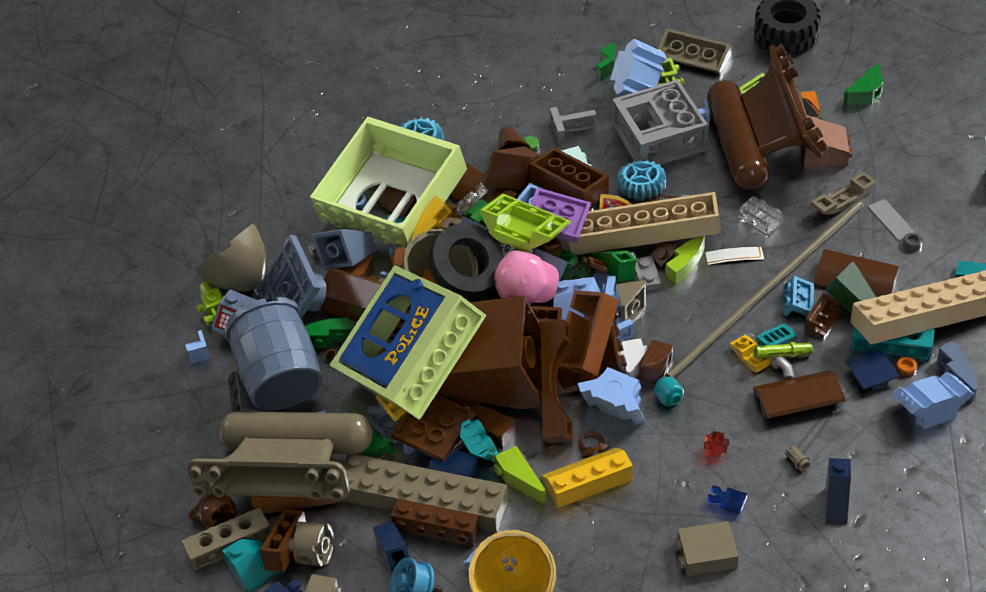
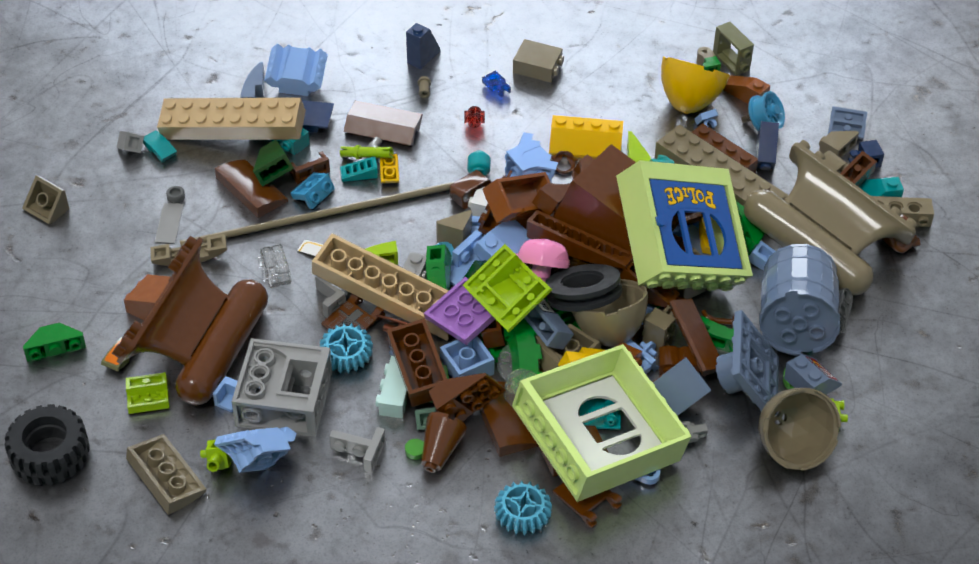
camera: 155 degrees left, 0 degrees up
(197, 350) = (861, 382): light blue panel -> none
(594, 265) = (459, 269): reddish brown slope -> none
(607, 62) = (264, 496): green slope -> none

